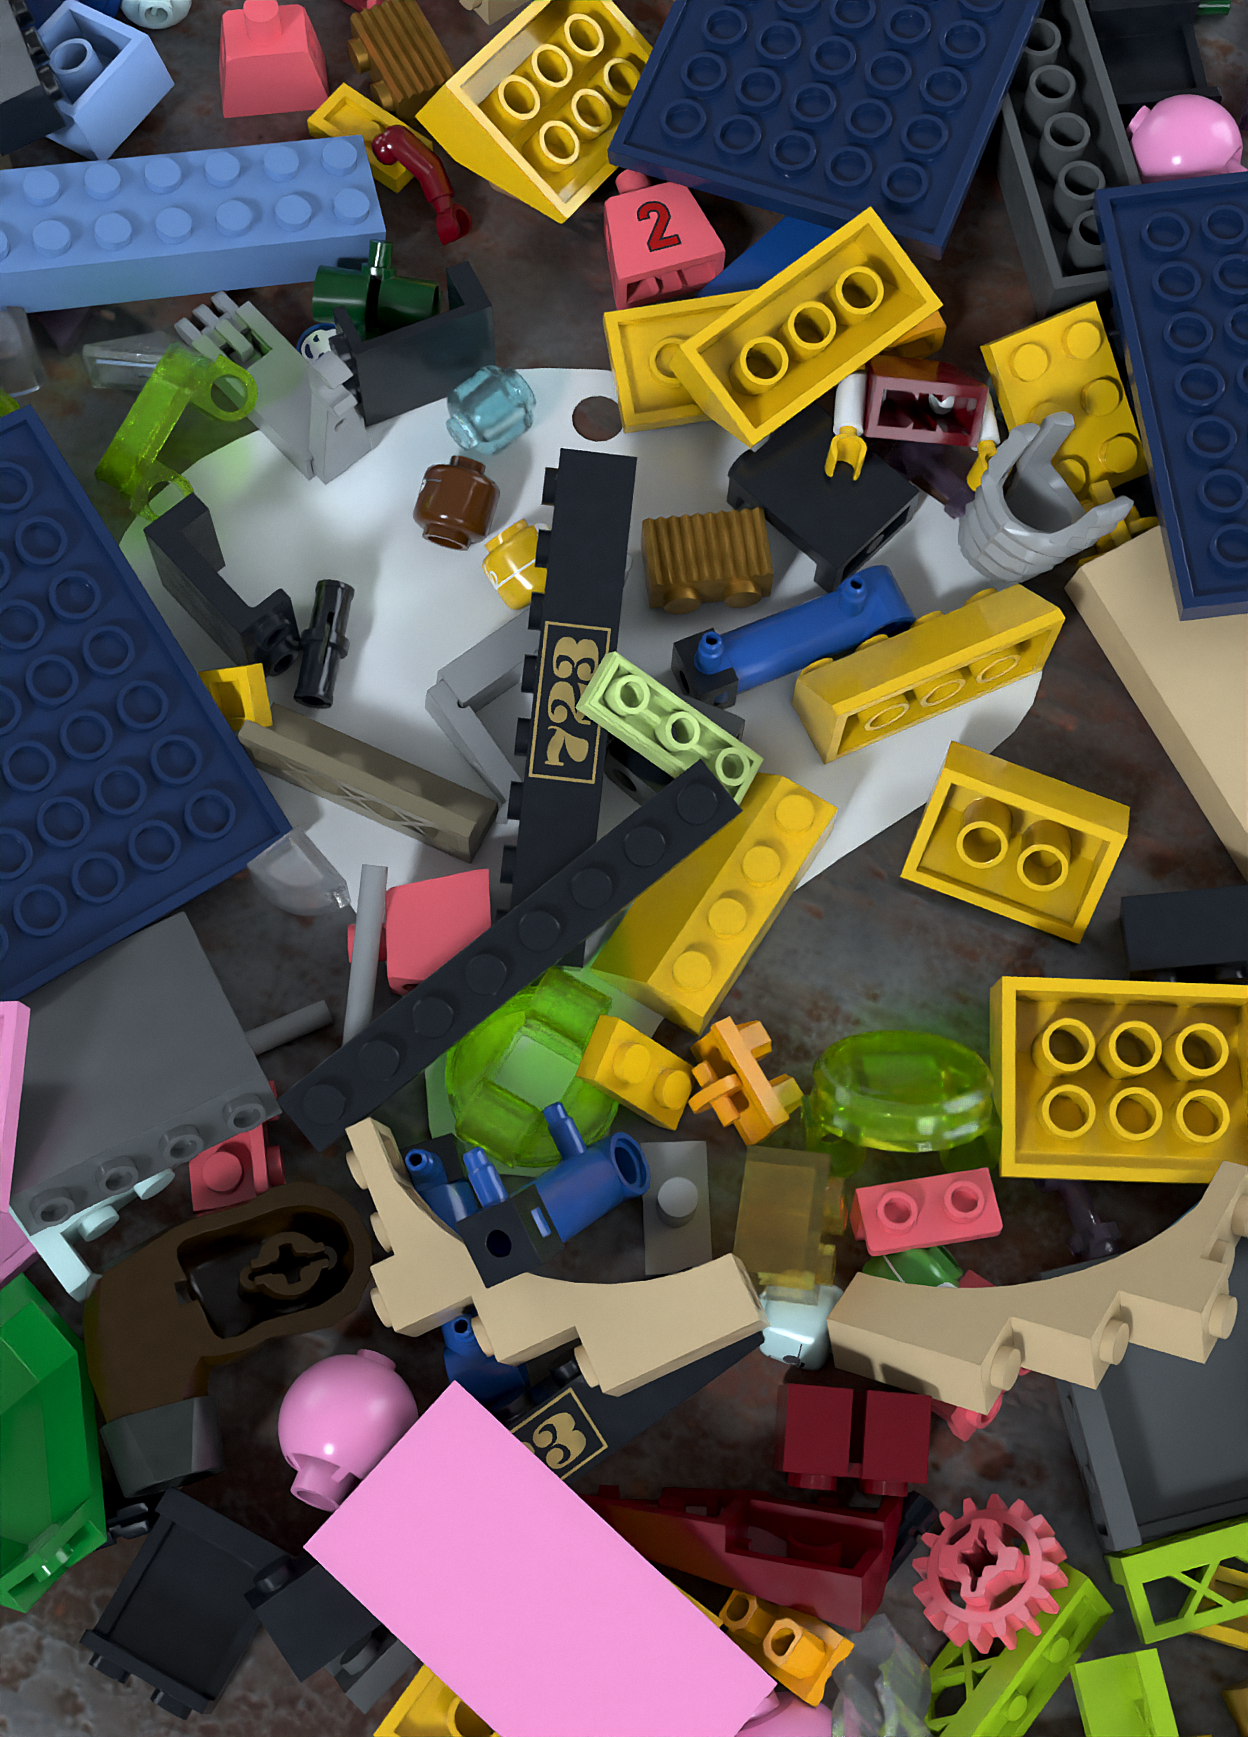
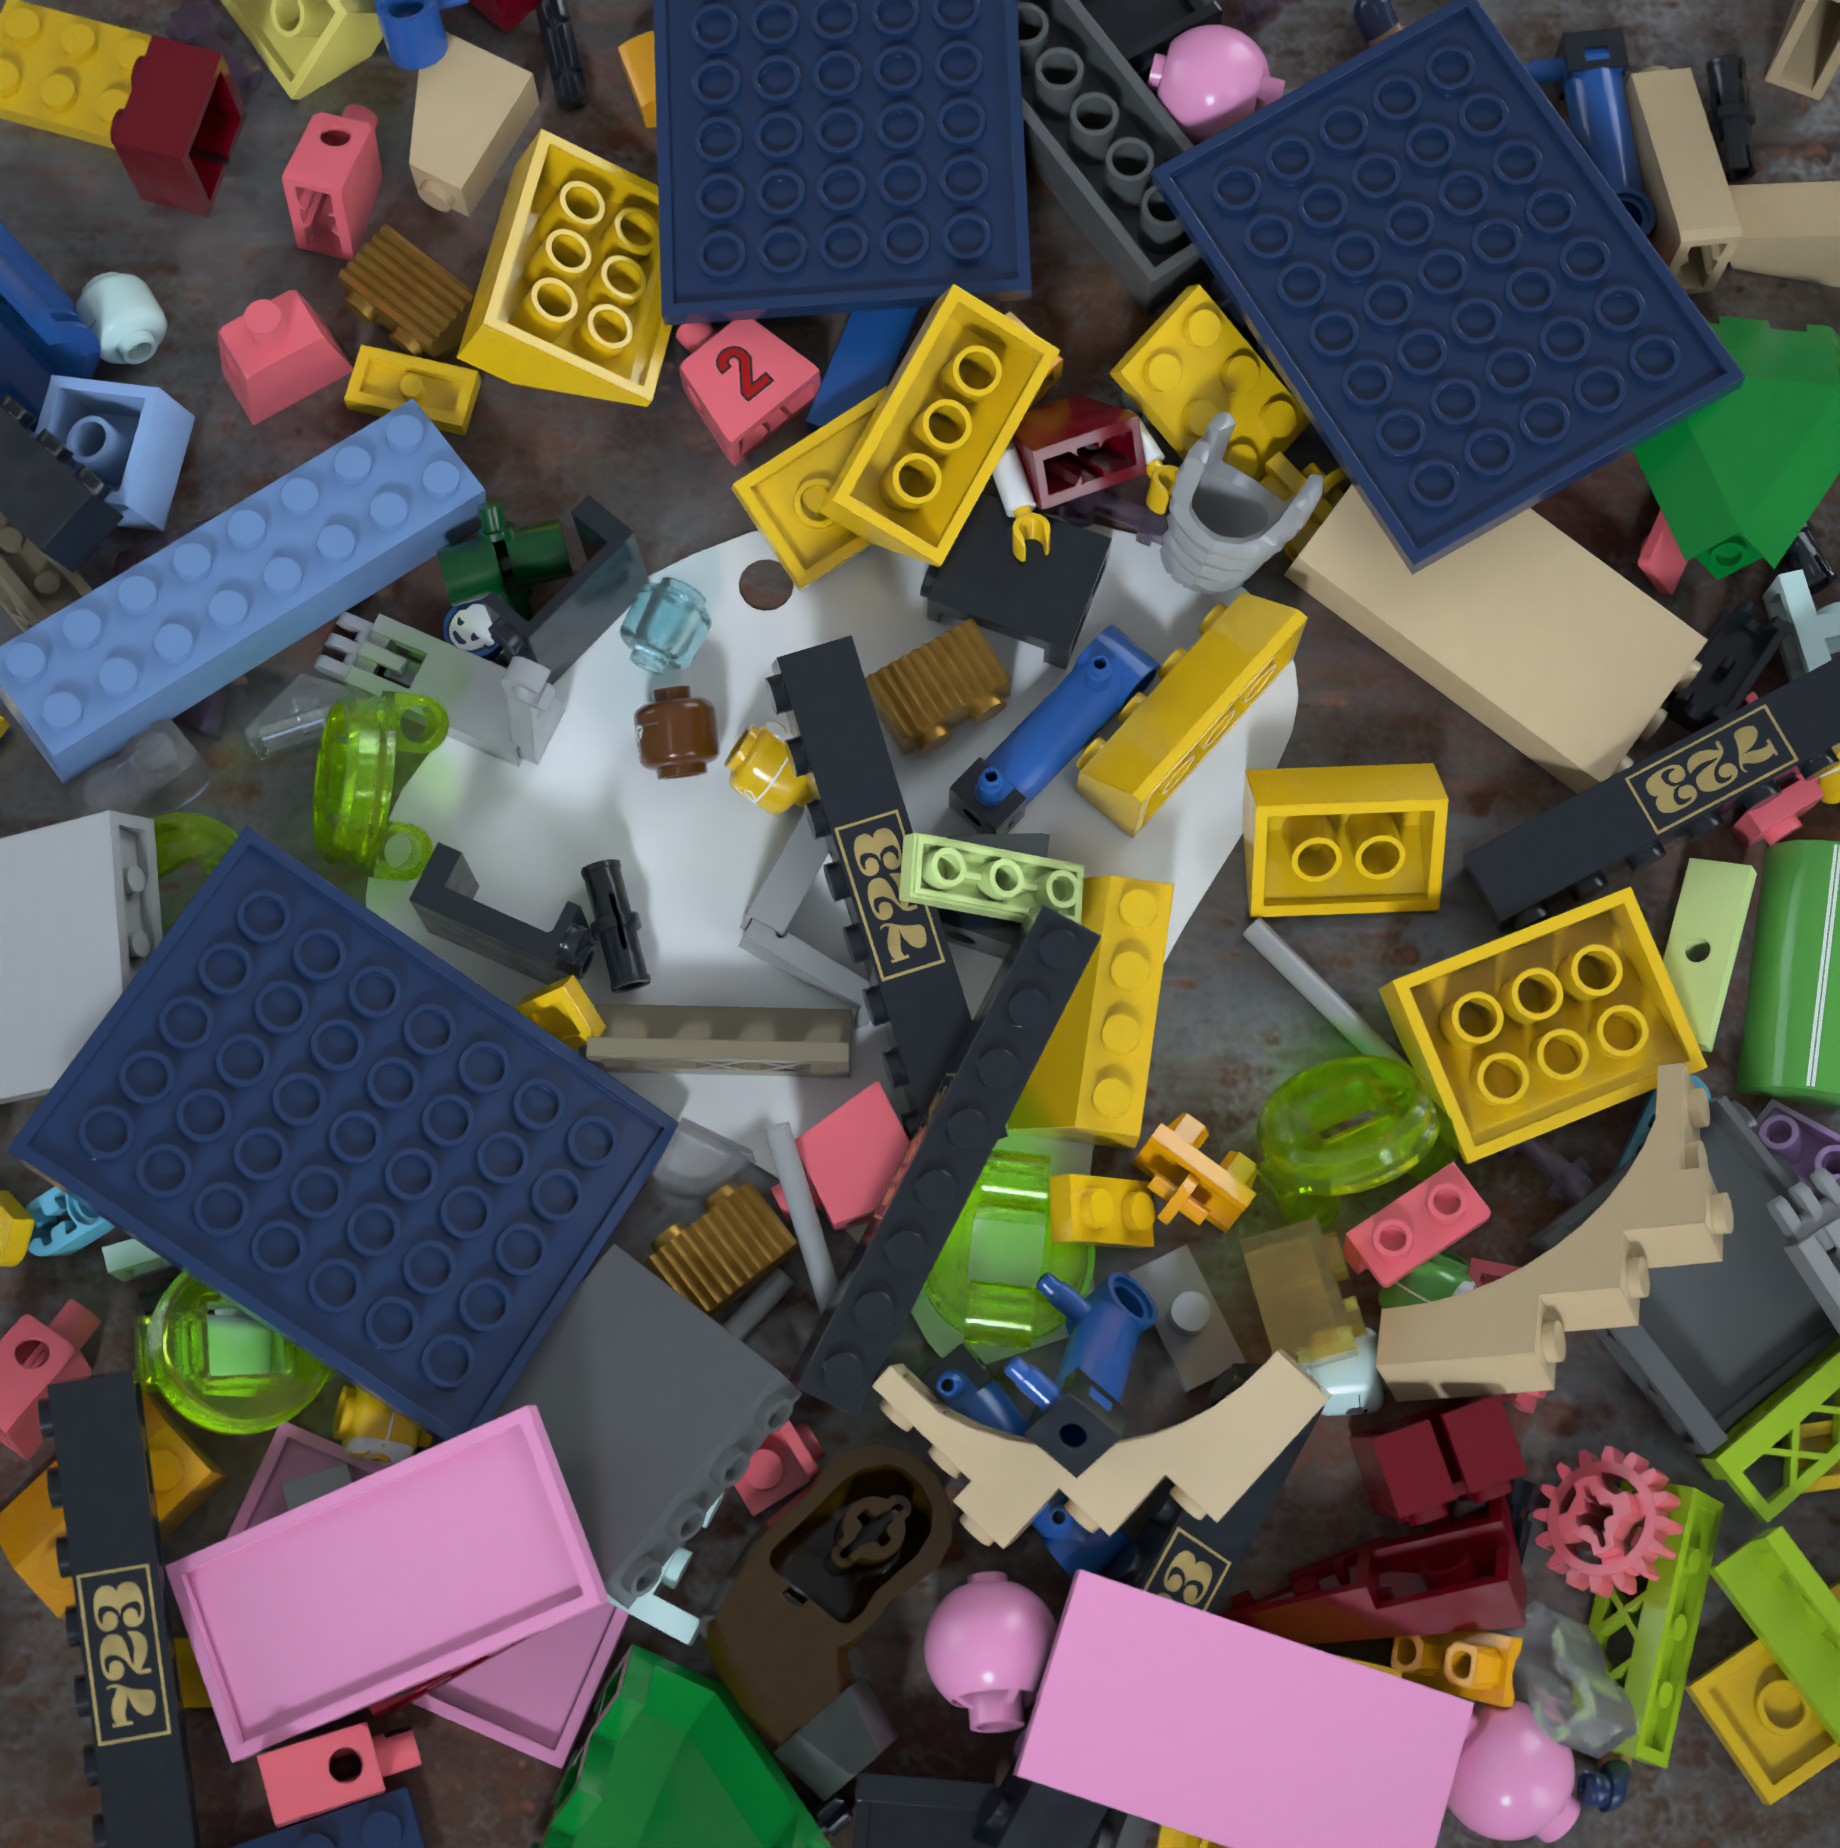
camera: 20 degrees left, 5 degrees up
(280, 961) = (722, 1250): none -> pearl gold brick
(403, 146) = (488, 401): dark red arm -> none
(931, 965) = (1317, 991): none -> light grey bar

